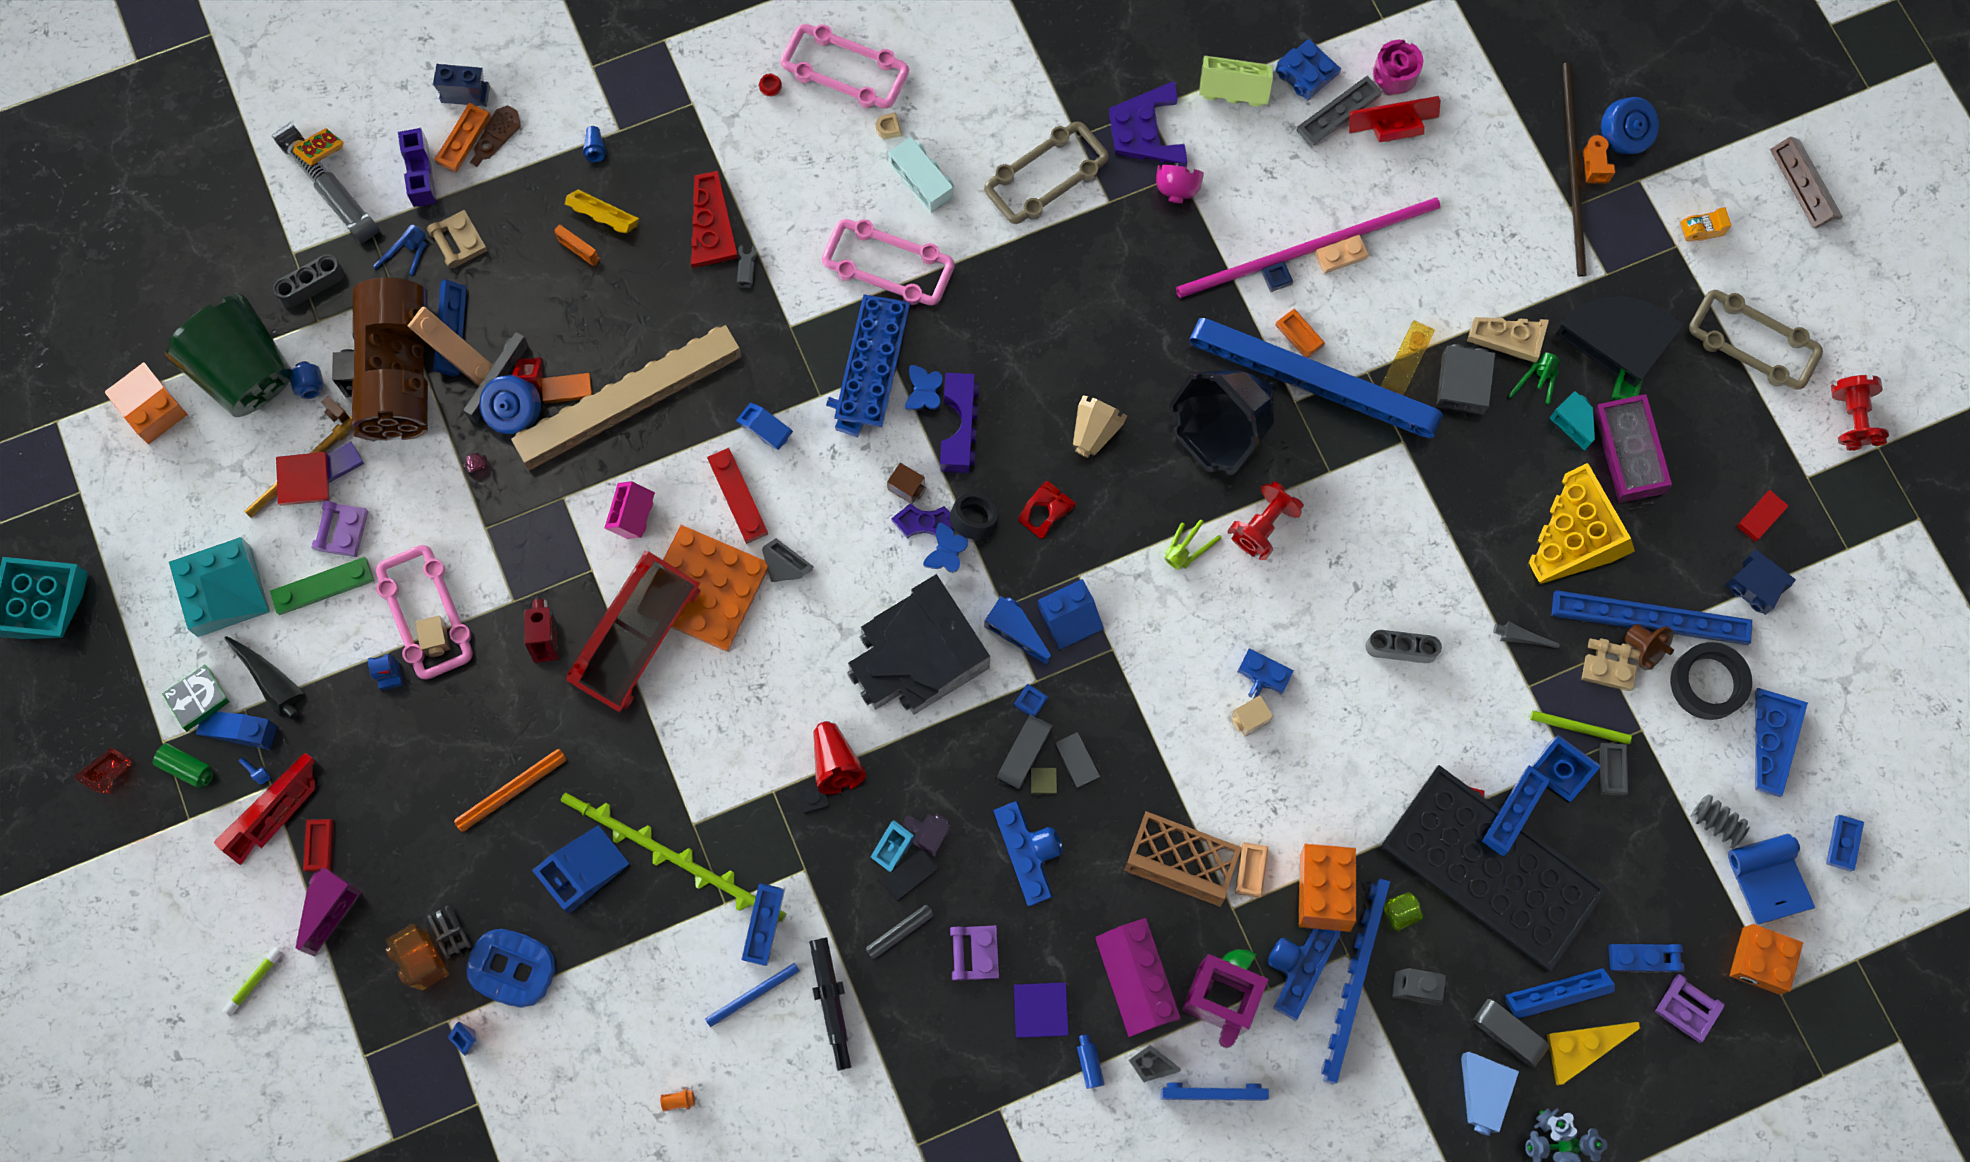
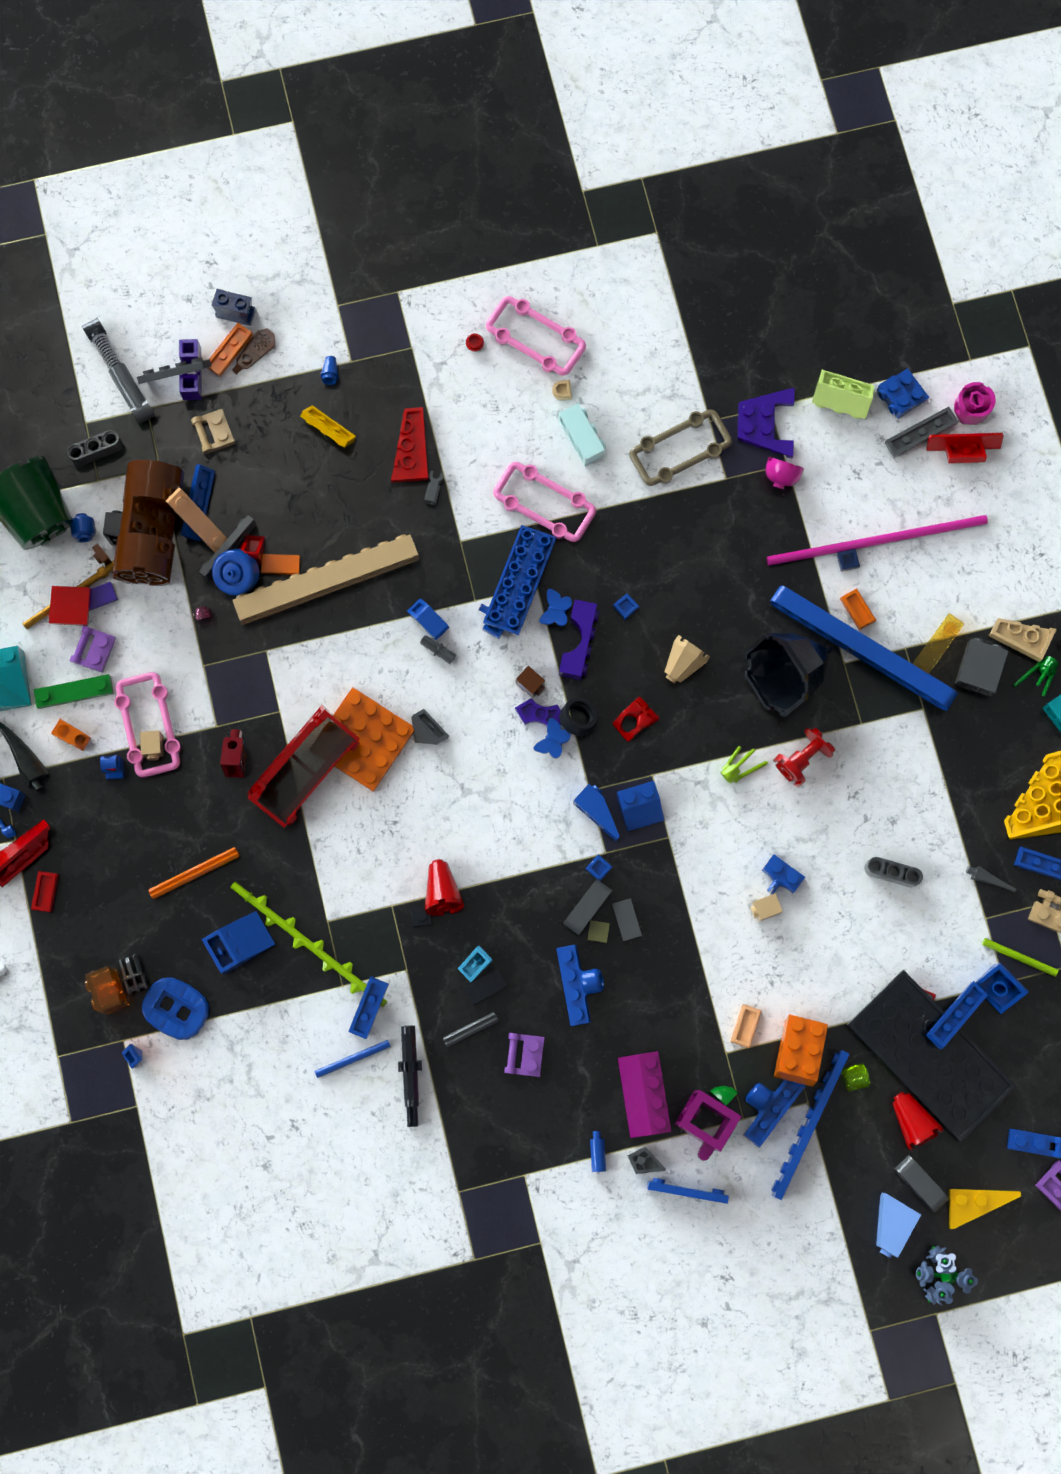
camera: 10 degrees right, 5 degrees up
(318, 147) = (116, 341): tile -> none
(324, 907) = (42, 942): magenta slope -> none
(325, 640) = (70, 735): none -> orange leg
(405, 165) = (166, 371): none -> dark grey plate
(411, 239) = (178, 426): blue plant -> none
(576, 245) = (304, 451): orange tile -> none
(629, 510) = (315, 670): dark pink brick -> none
(677, 1100) = (285, 1129): orange pin -> none
(737, 495) = (399, 670): red plate -> none
(782, 461) = (438, 649): none -> dark grey axle
(918, 650) = (518, 815): black panel -> none
(930, 833) = (506, 958): clear purple brick -> none
(1011, 374) = (626, 606): none -> blue tile
(1040, 1010) = (567, 1106): dark purple tile -> none
(1170, 875) = (689, 1024): medium nougat fence -> none
(1341, 254) = (902, 549): light nougat plate -> none
(1419, 986) = (857, 1137): dark grey torso -> none
(1488, 954) = (915, 1122): none -> red cone
(1560, 993) = (964, 1160): blue plate -> none
(1613, 769) = (1039, 993): dark grey tile -> none

